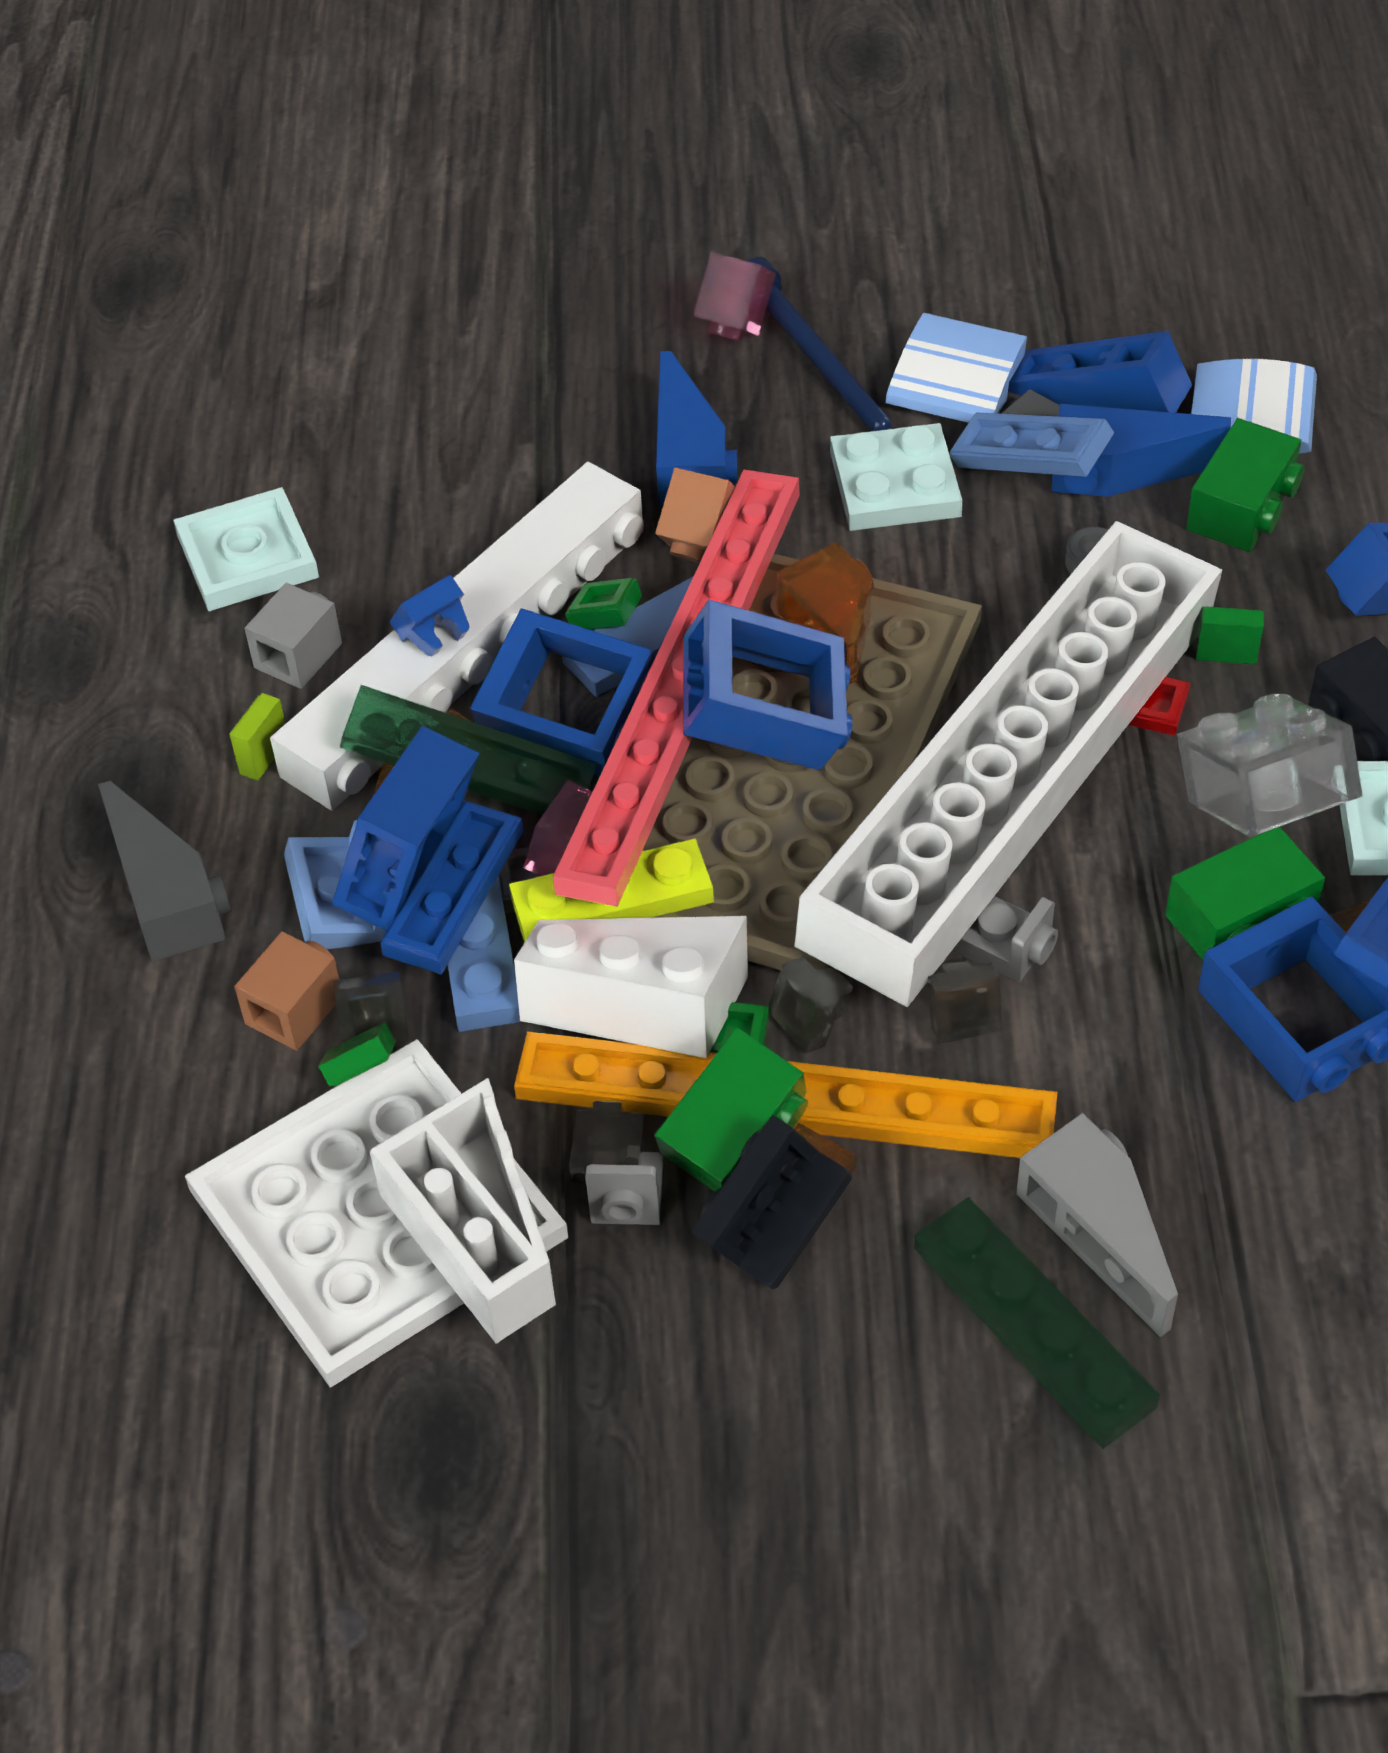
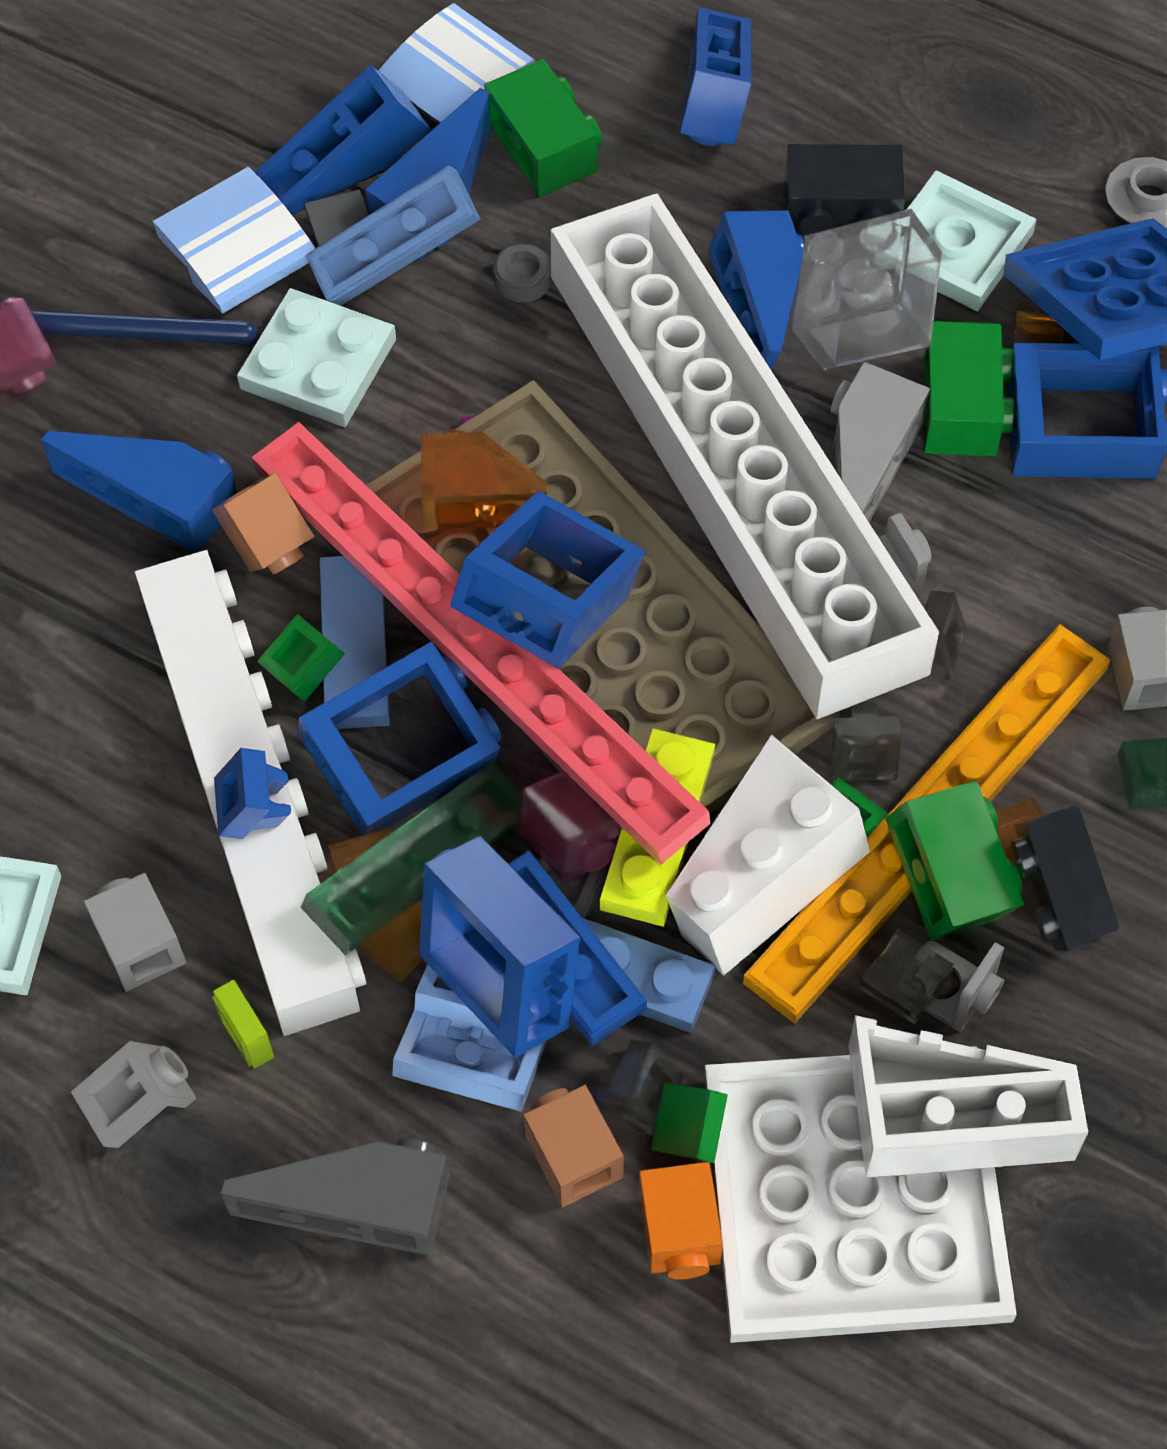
camera: 60 degrees left, 10 degrees up
(167, 701) = (132, 1091): none -> light grey bracket
(260, 1084) = (680, 1220): none -> orange brick
(1111, 861) = (875, 430): none -> light grey slope
(1223, 684) = (758, 273): none -> blue slope
(1229, 635) = (701, 224): green tile -> none

